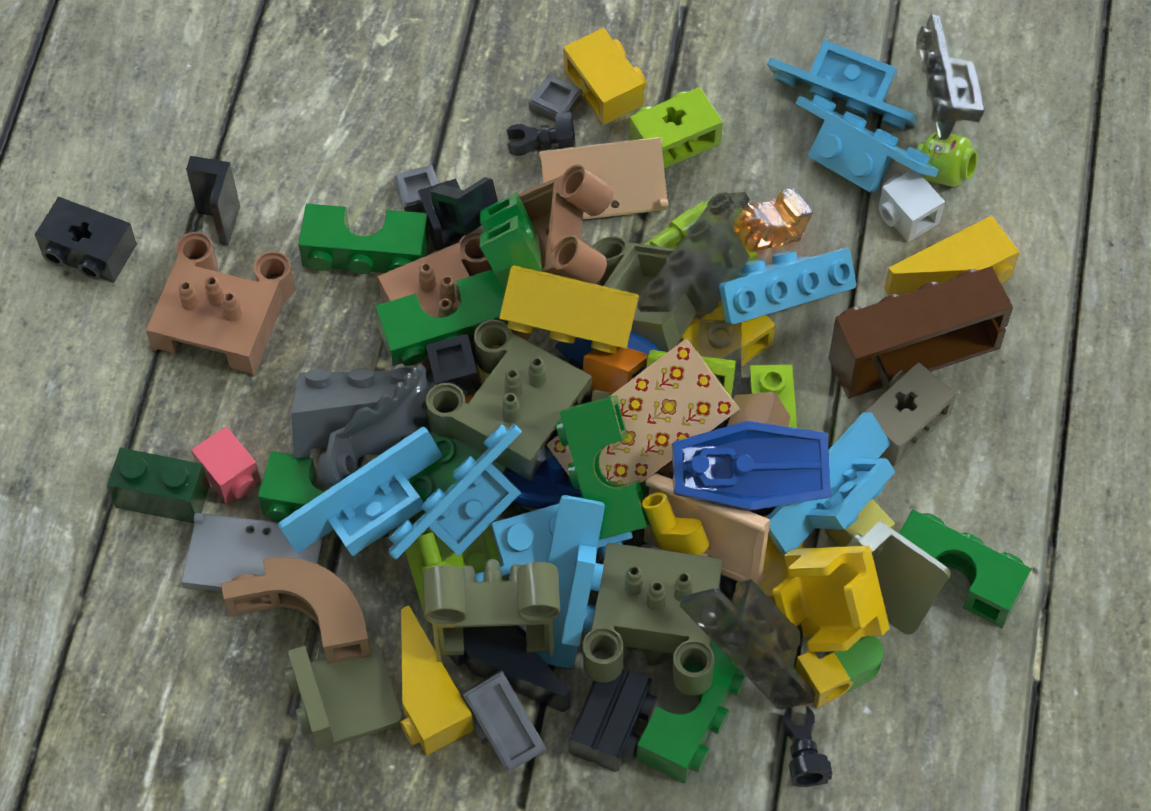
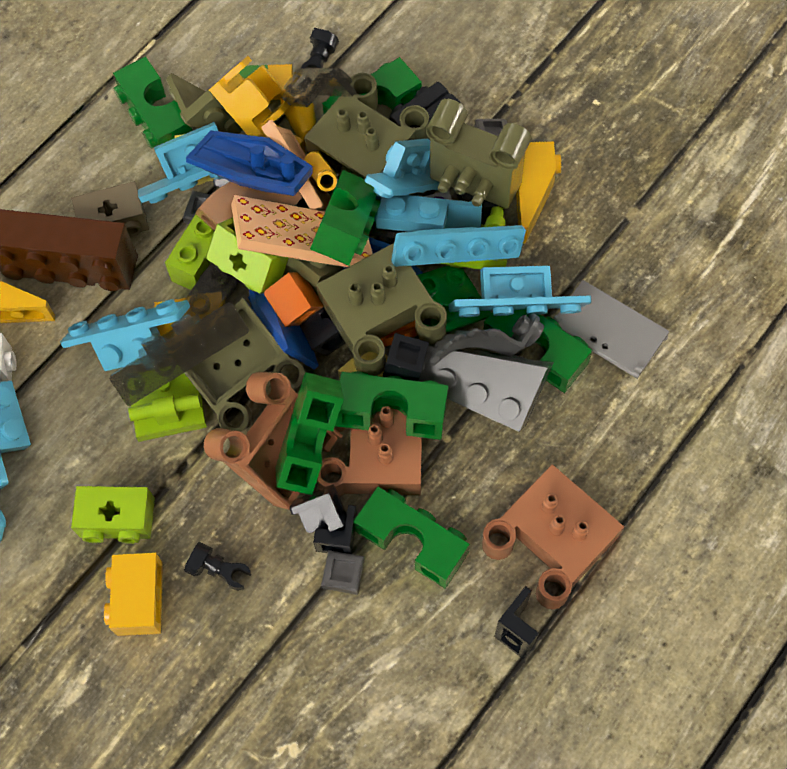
camera: 150 degrees left, 5 degrees up
(85, 240) = (650, 671): black brick -> none
(158, 485) = (660, 403): dark green brick -> none
(227, 465) = (602, 398): coral brick -> none
(311, 590) = (585, 270): medium nougat arch -> none
(342, 697) = (591, 206): olive bracket -> none
(554, 97) = (185, 602): flat silver tile -> none
(568, 309) = (302, 332): yellow brick -> none
(630, 167) = (195, 492): light nougat door -> none
(773, 221) = (91, 392): clear orange leg -> none

